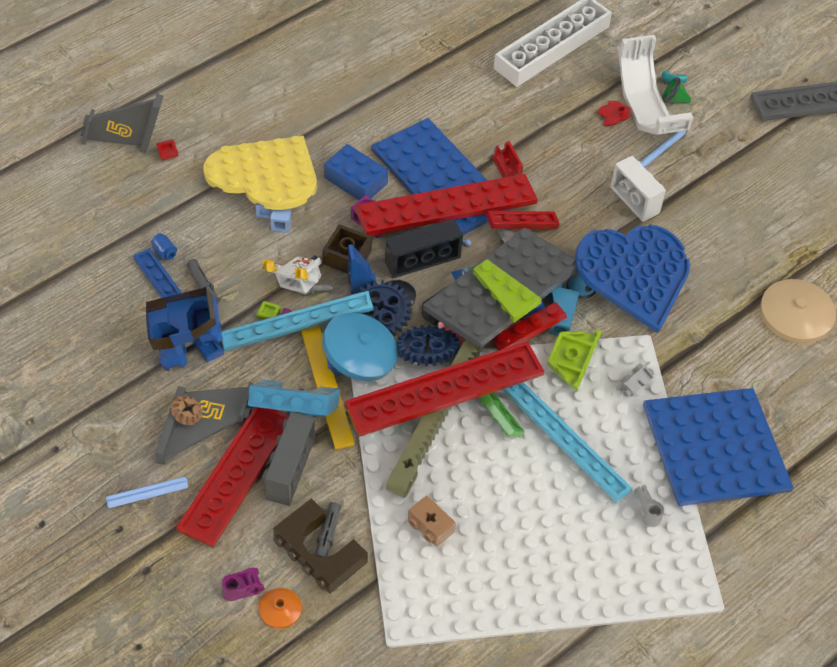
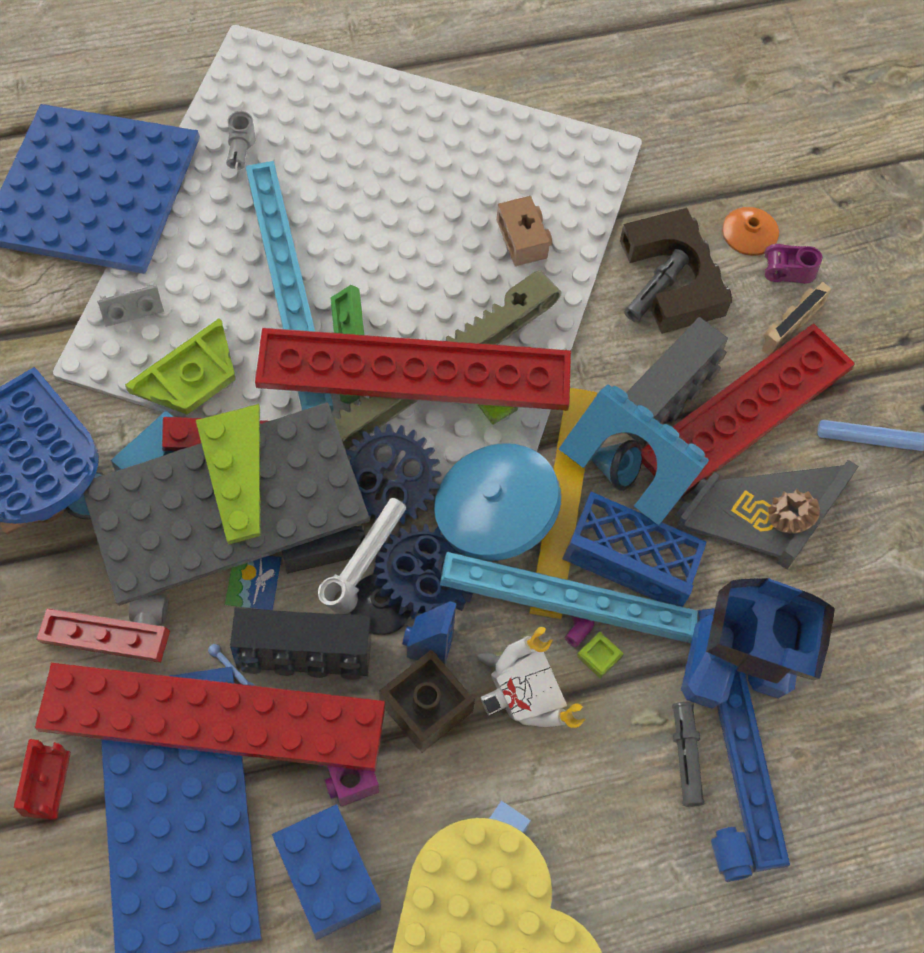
camera: 155 degrees left, 10 degrees up
(225, 545) = (795, 318): none -> tan plate
(272, 348) = (628, 568): none -> blue fence
(419, 286) = (360, 561): none -> white axle

